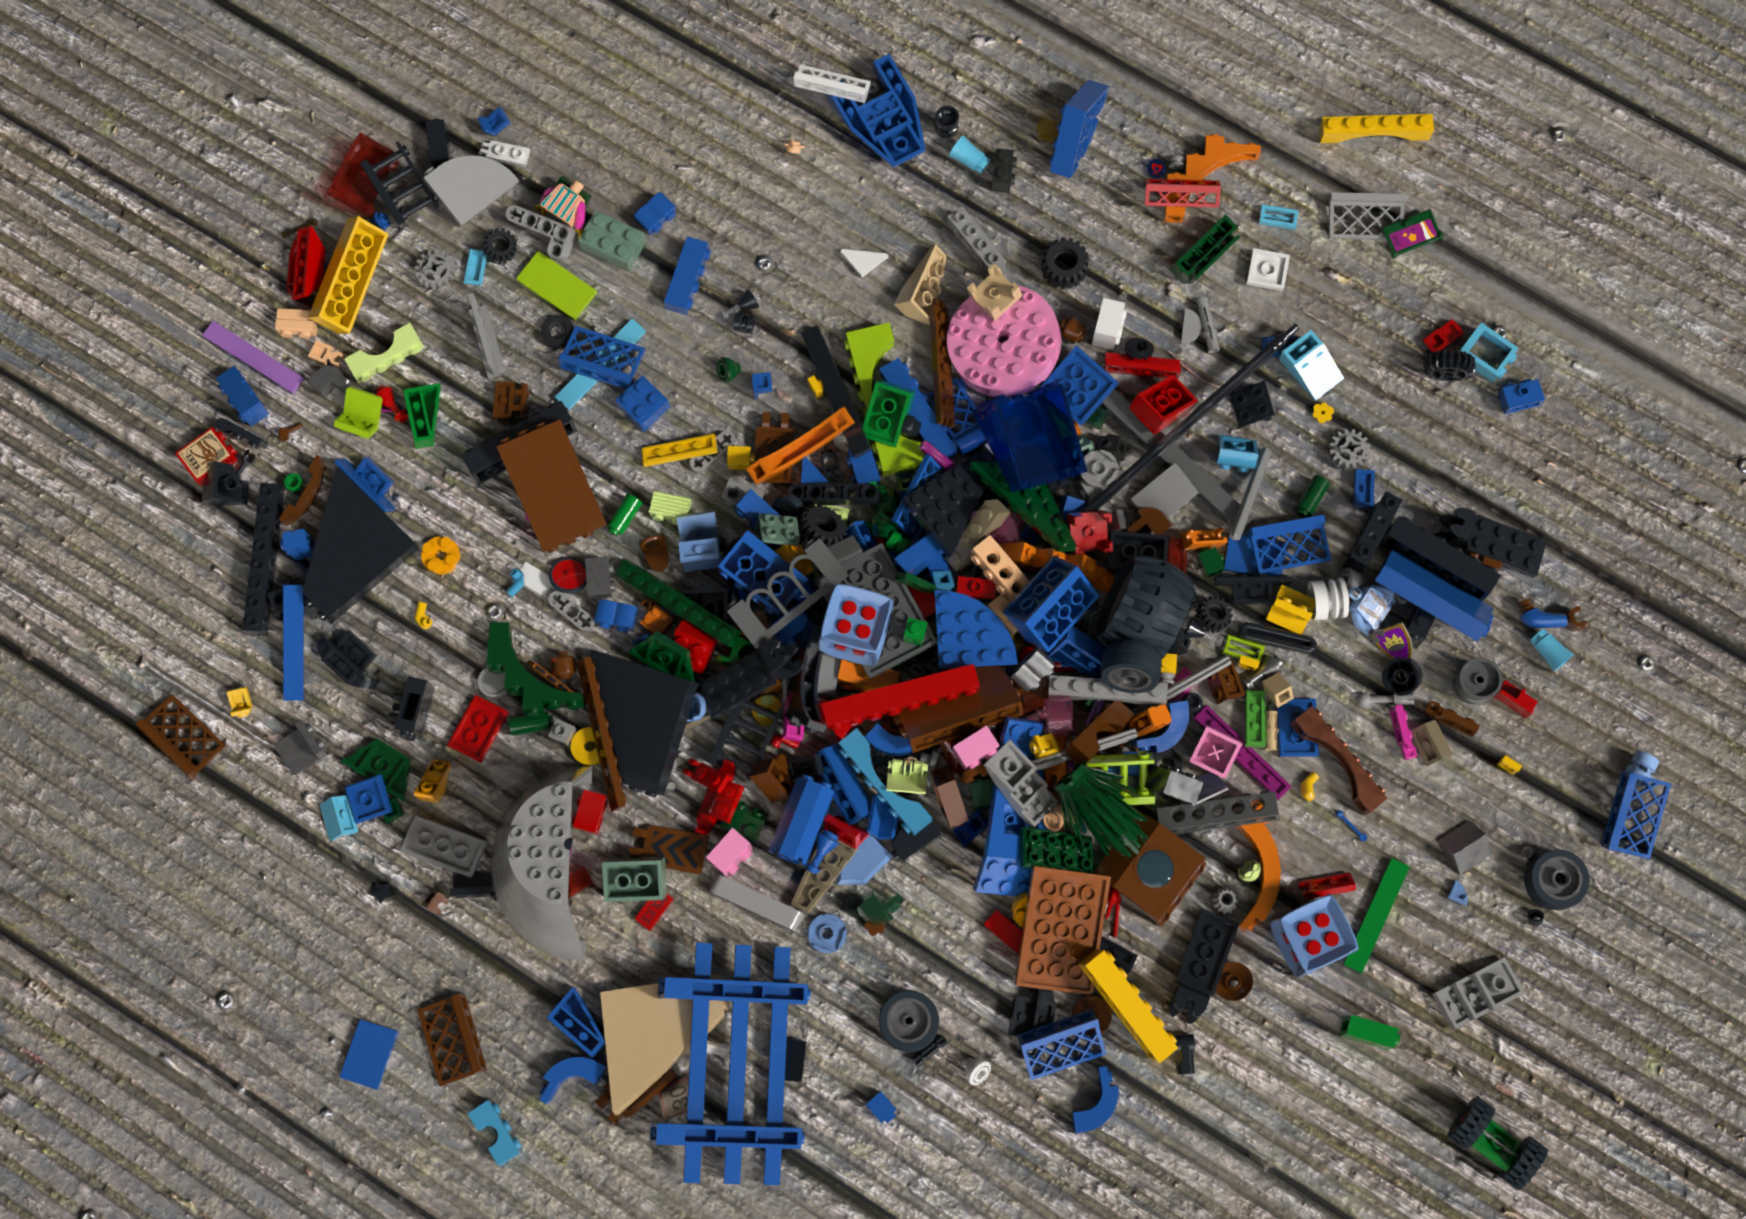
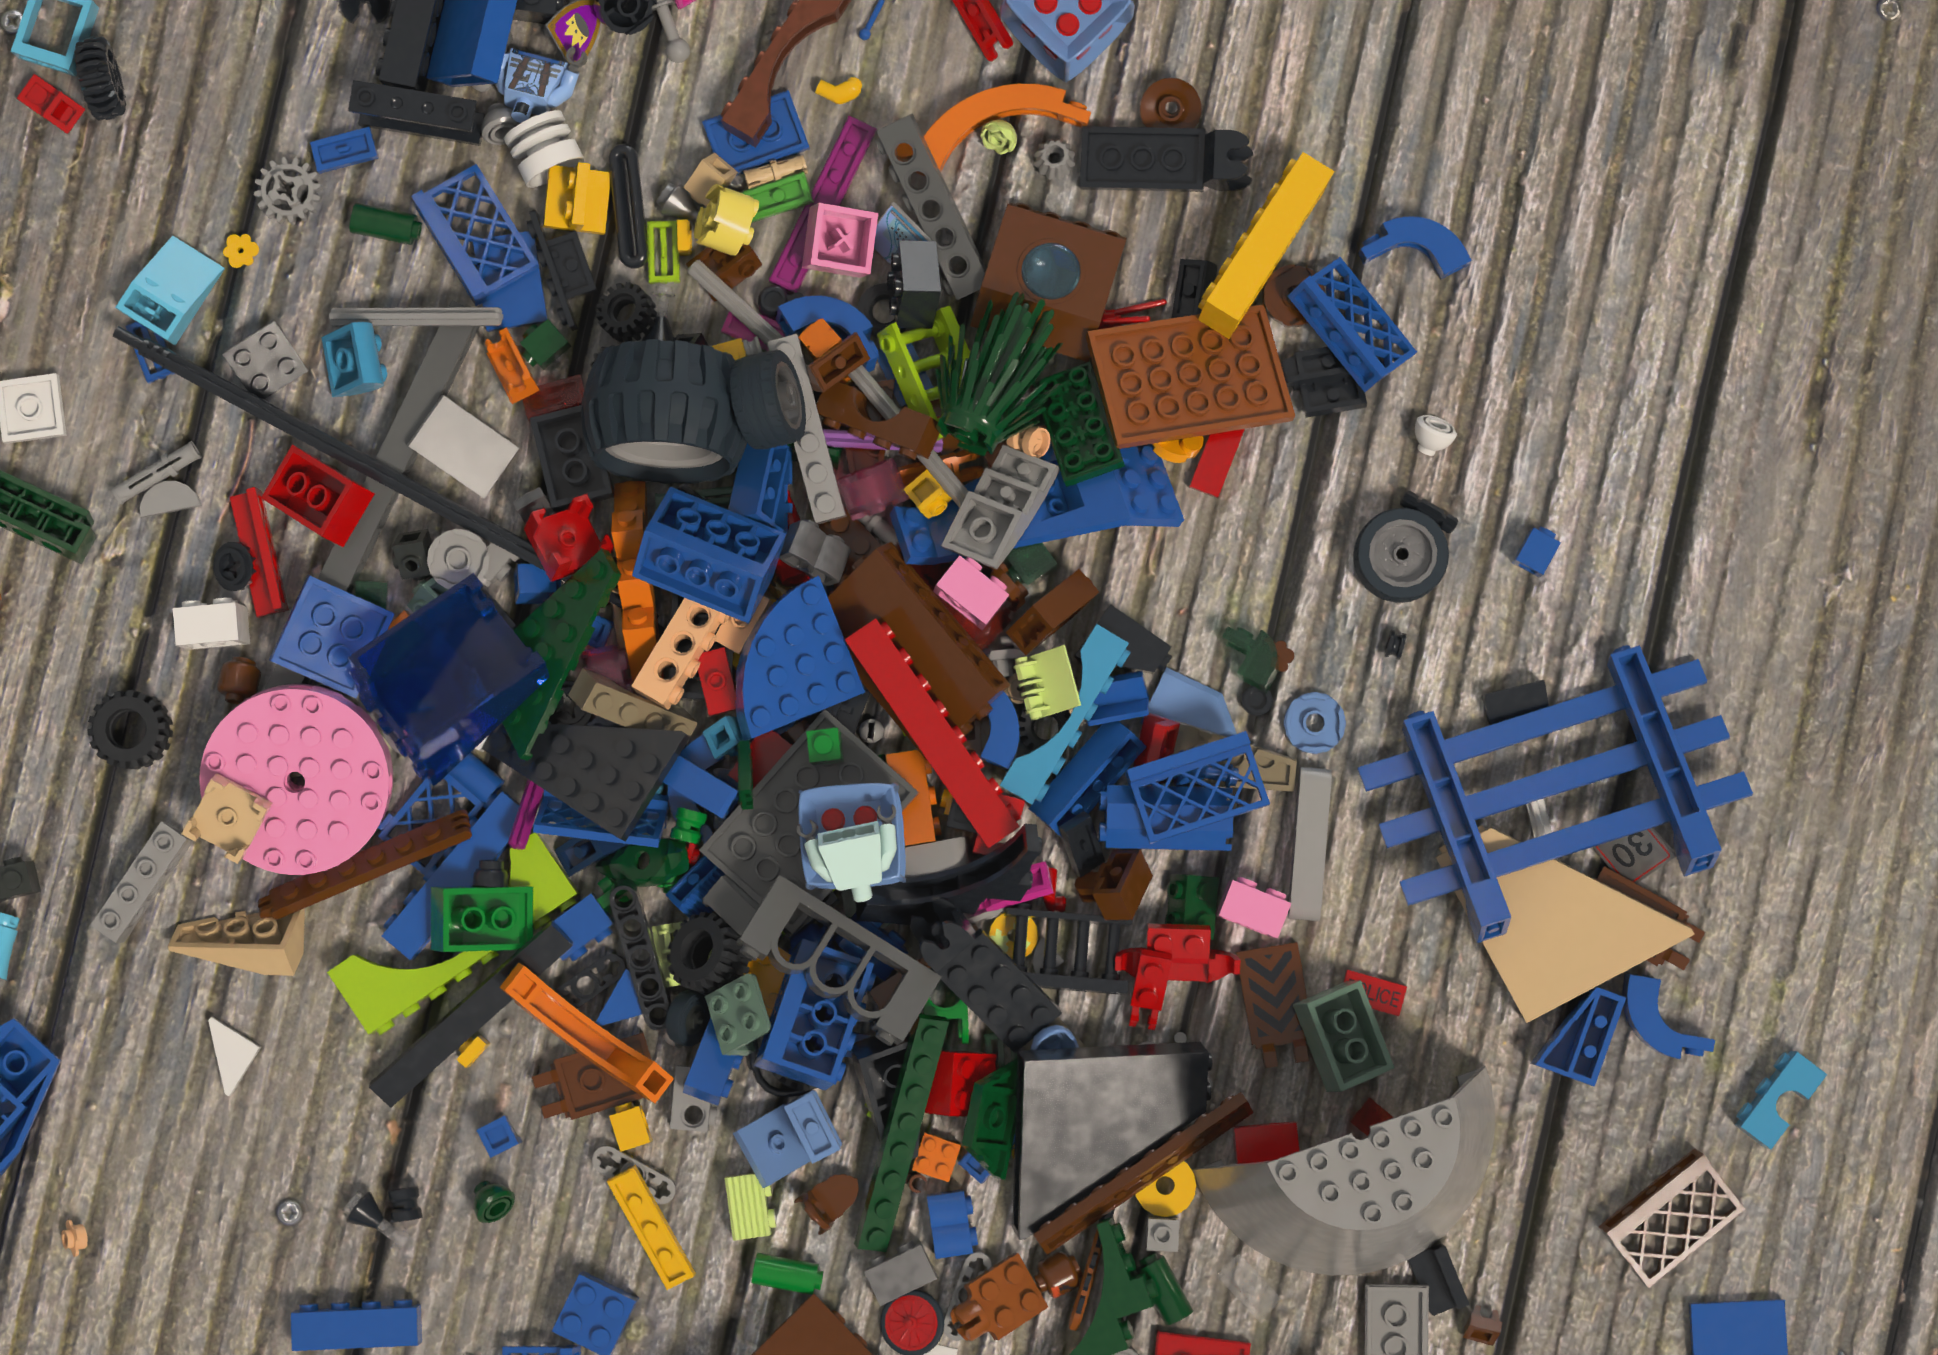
camera: 110 degrees left, 10 degrees up
(561, 626) = (998, 1301): none -> dark orange plate
(828, 845) = (1188, 761): none -> blue fence
(843, 611) = (853, 854): none -> light aqua torso
(856, 999) = (1395, 645): none -> black bush
(971, 829) = (1080, 556): clear blue slope -> none
(1141, 720) = (837, 363): none -> reddish brown slope
(1151, 517) = (505, 454): reddish brown brick -> none
(1184, 1053) = (1291, 145): black piece -> none
(1249, 686) = (726, 220): none -> light yellow brick

